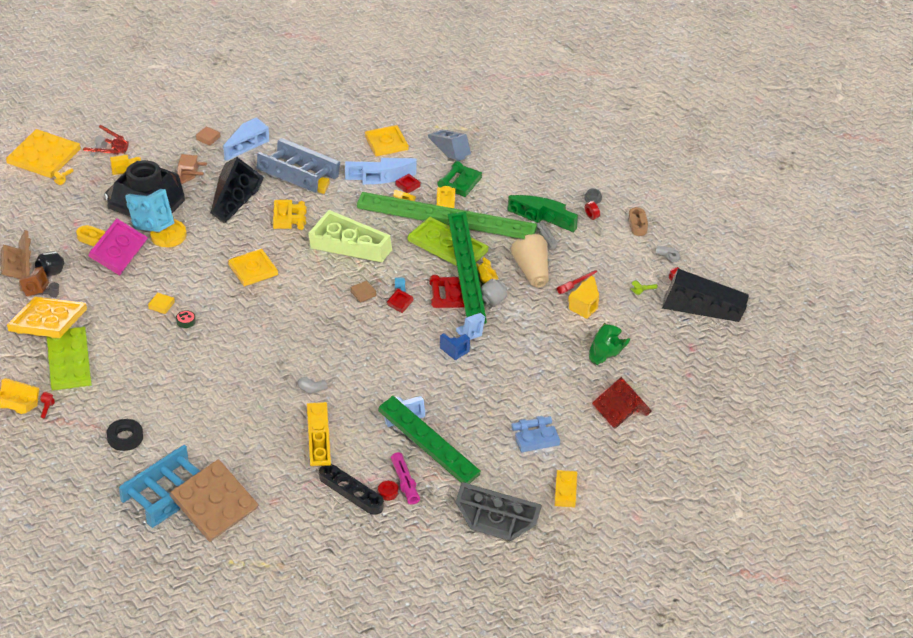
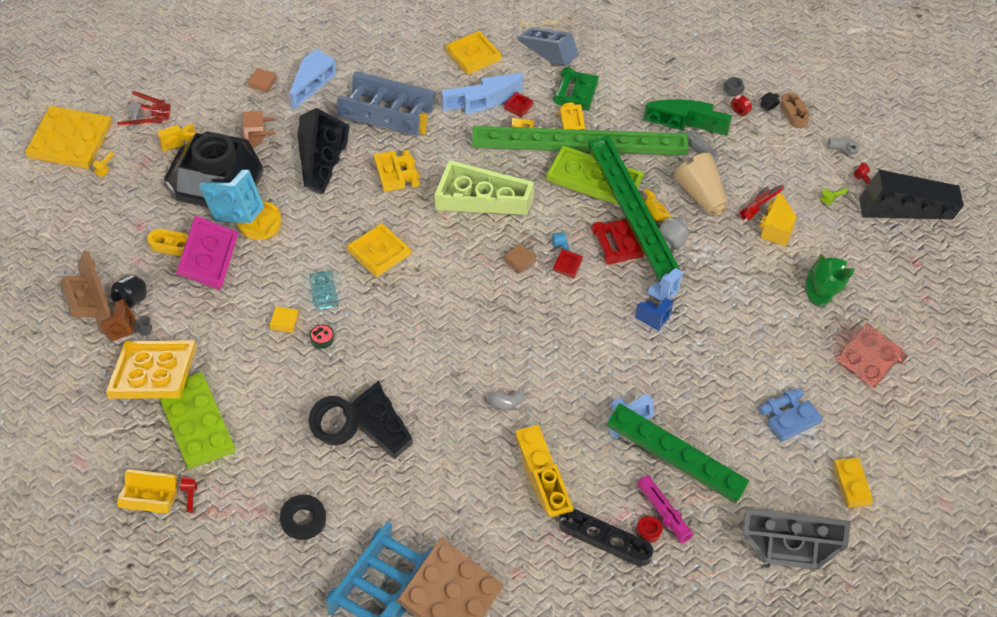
camera: 15 degrees left, 10 degrees up
(178, 381) = (321, 408): none -> black tyre
(199, 287) = (323, 290): none -> clear light blue bracket
(206, 381) = (380, 421): none -> black wing
(618, 211) = (769, 101): none -> black plate

